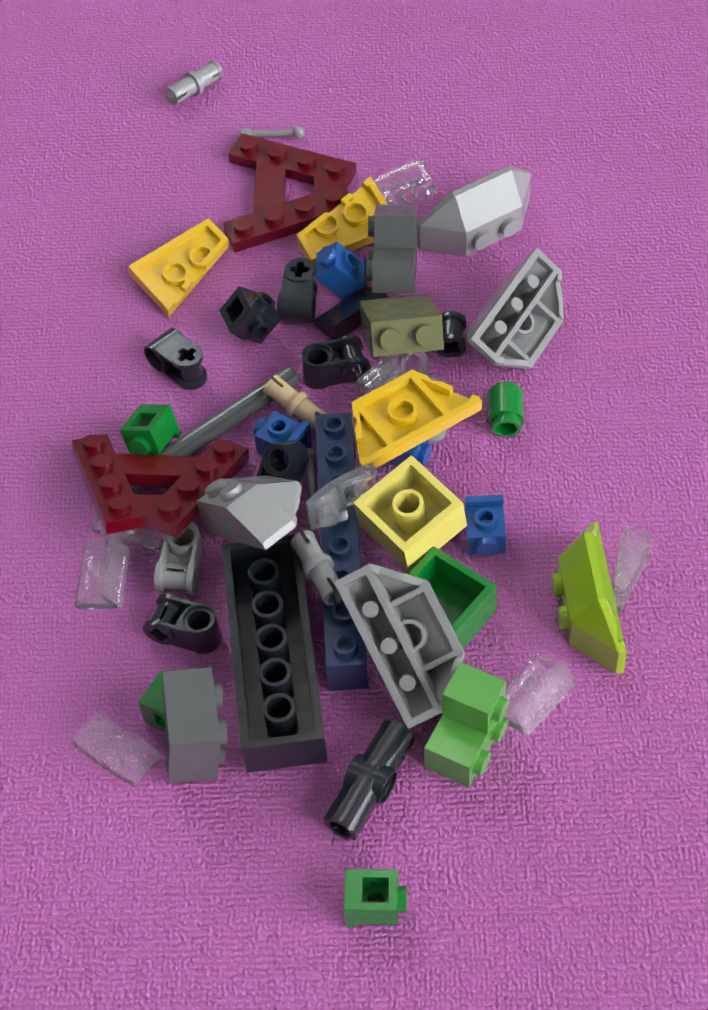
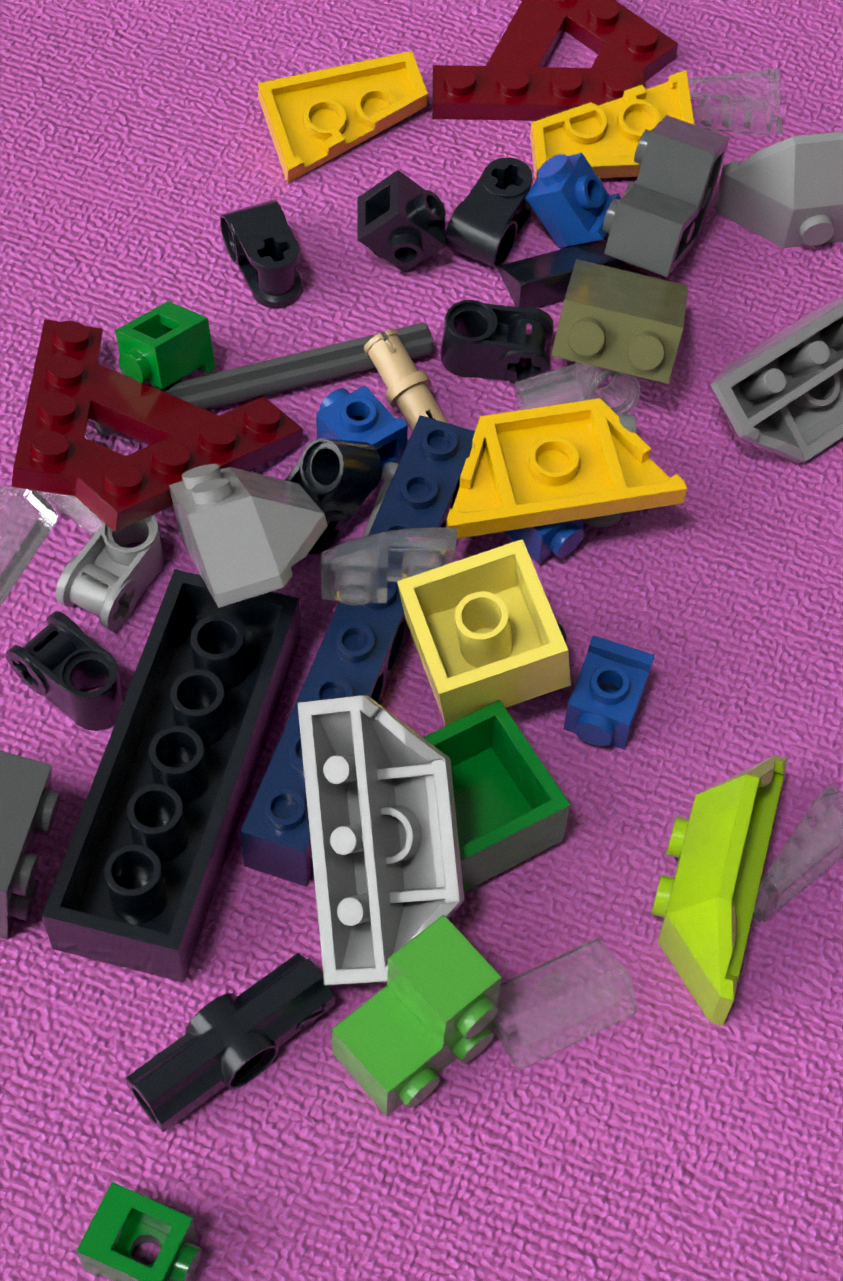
camera: 15 degrees right, 5 degrees up
(317, 566) = (299, 660): light grey pin -> none
(453, 328) = (702, 355): black bush -> none
(505, 409) = (729, 514): green brick -> none

